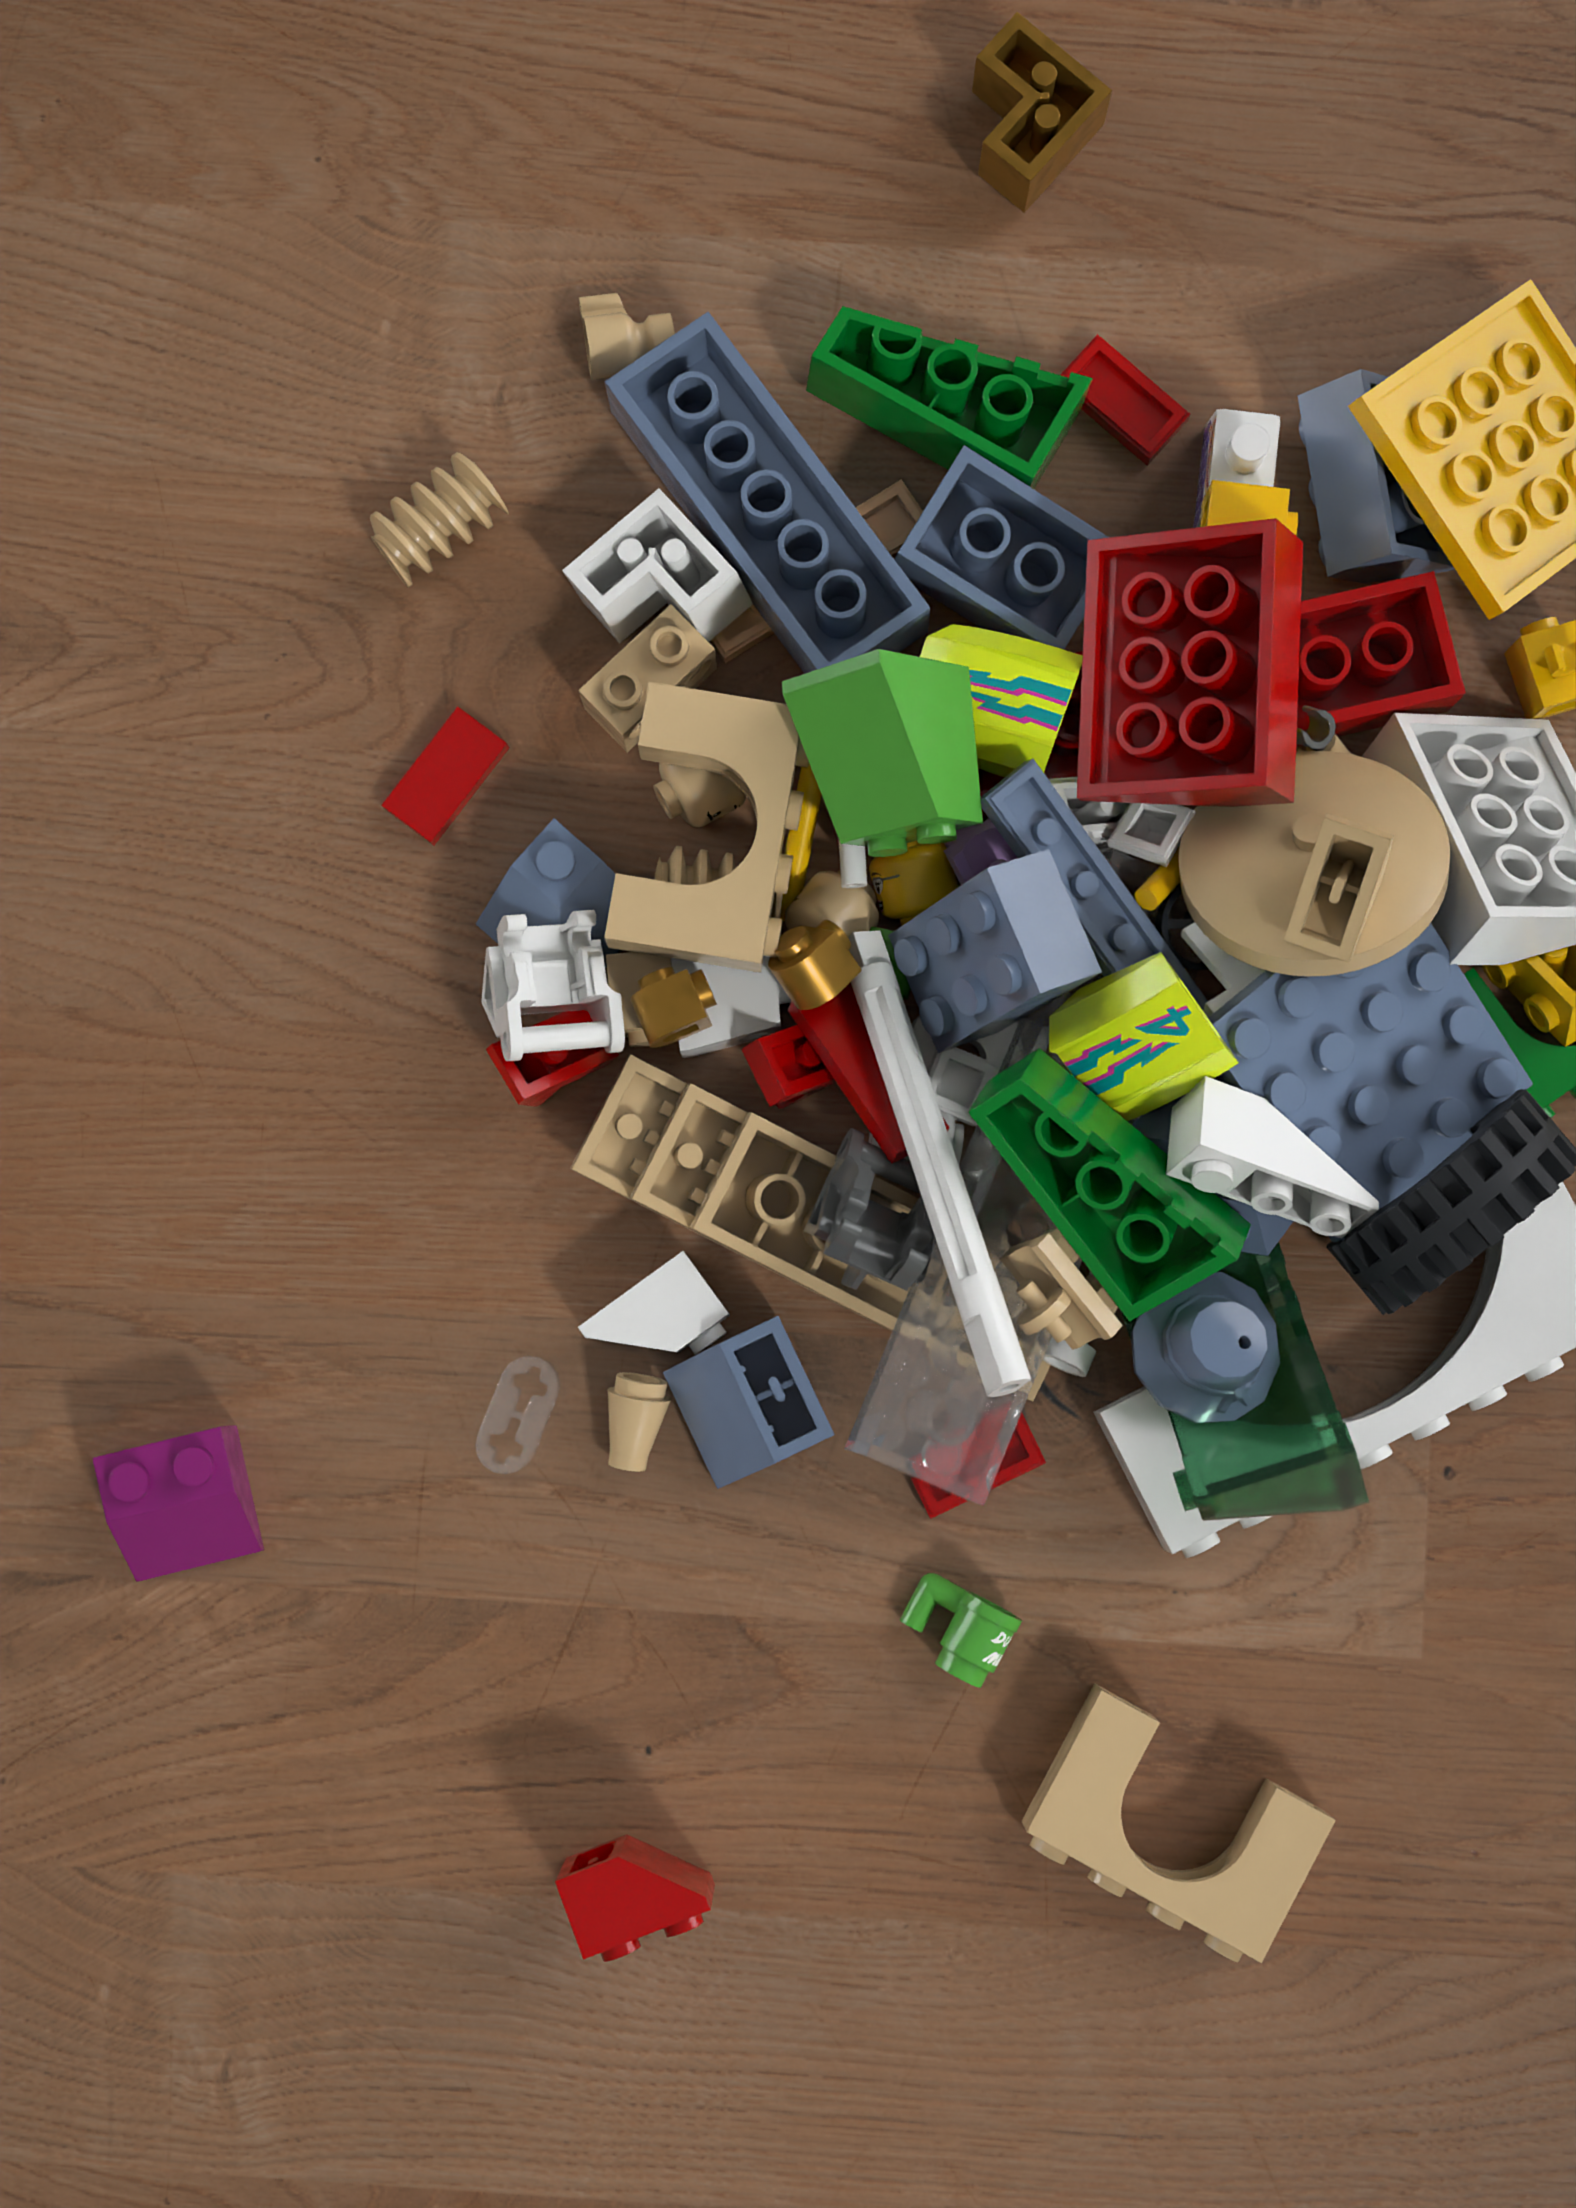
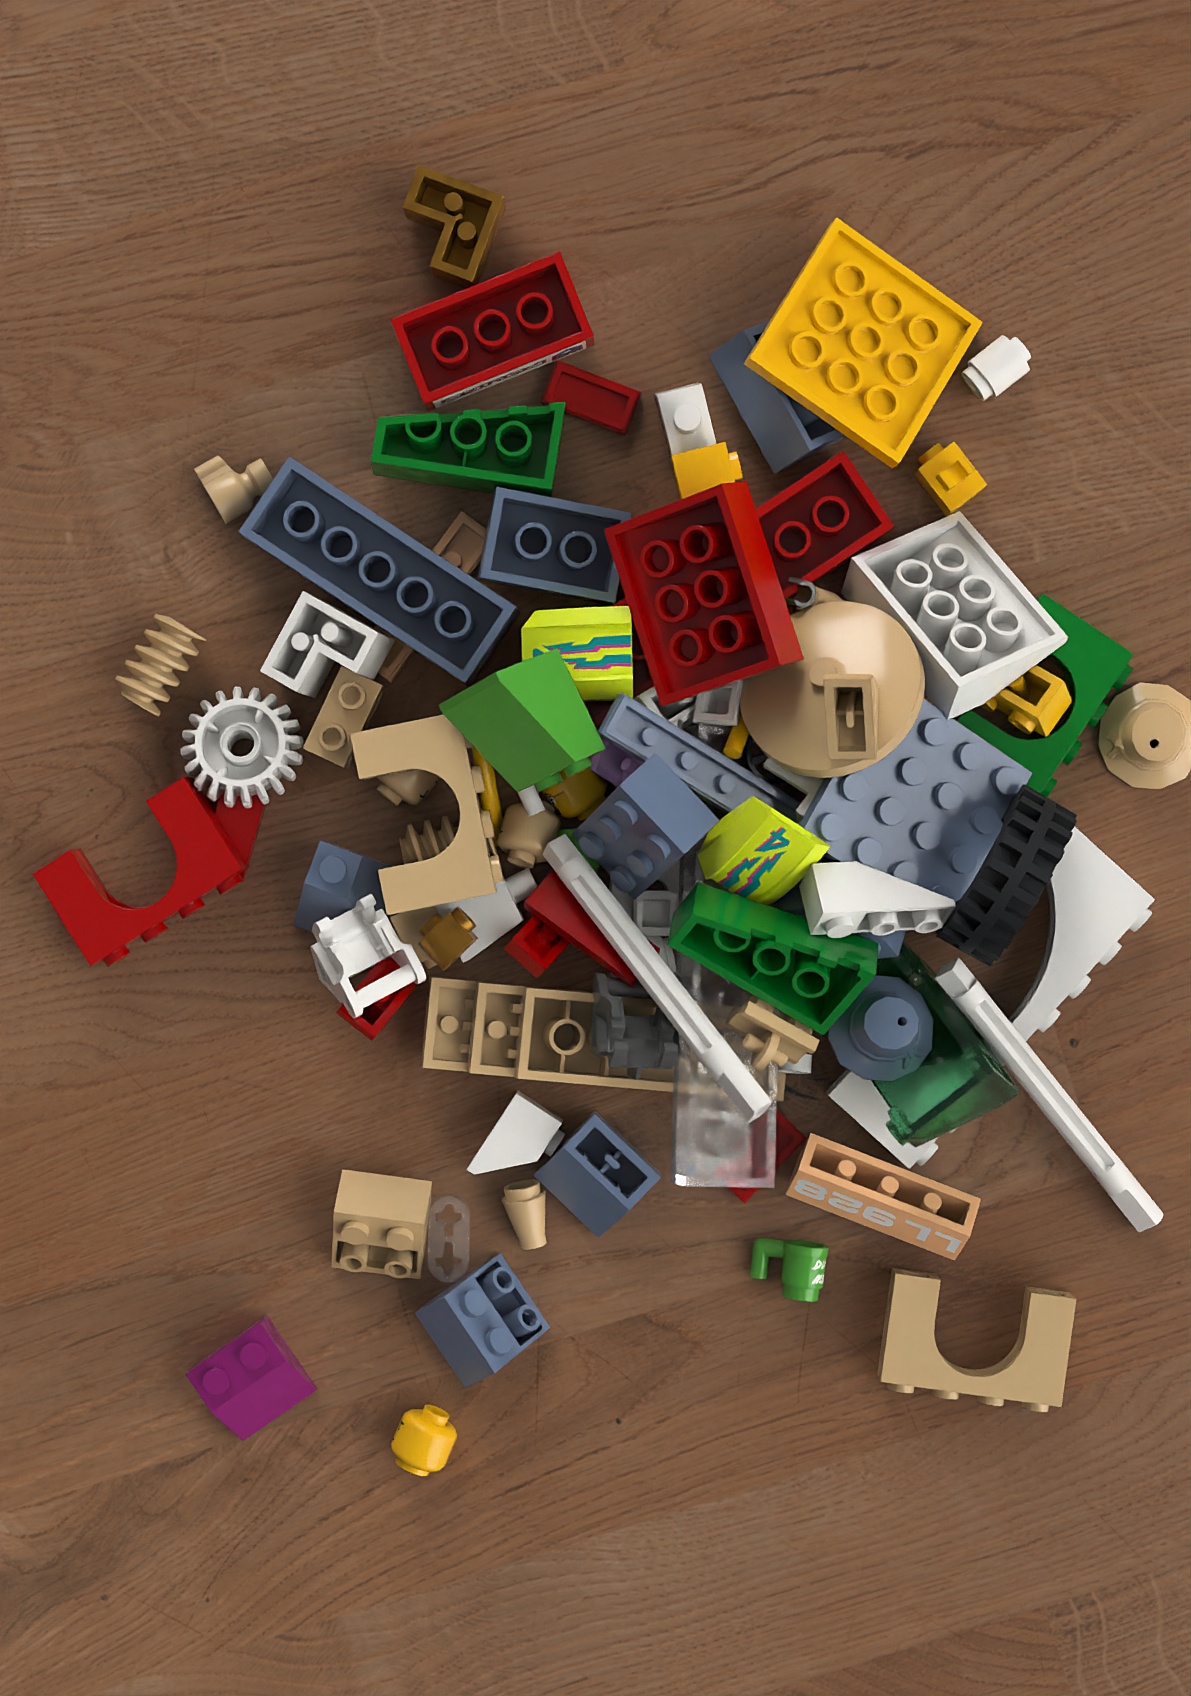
camera: 25 degrees left, 5 degrees up
(377, 1674) = (423, 1440): none -> yellow head
(390, 798) = (204, 863): none -> red arch
(434, 1359) = (380, 1224): none -> tan slope
(492, 630) = (235, 721): none -> white gear
(519, 1542) = (482, 1321): none -> sand blue slope
(630, 1892) = (640, 1516): red slope -> none
(814, 964) = (530, 875): pearl gold plate -> none
(1033, 261) = (493, 331): none -> red brick
(1123, 1580) = (883, 1196): none -> light nougat brick
(1399, 1528) = (1049, 1095): none -> white piece

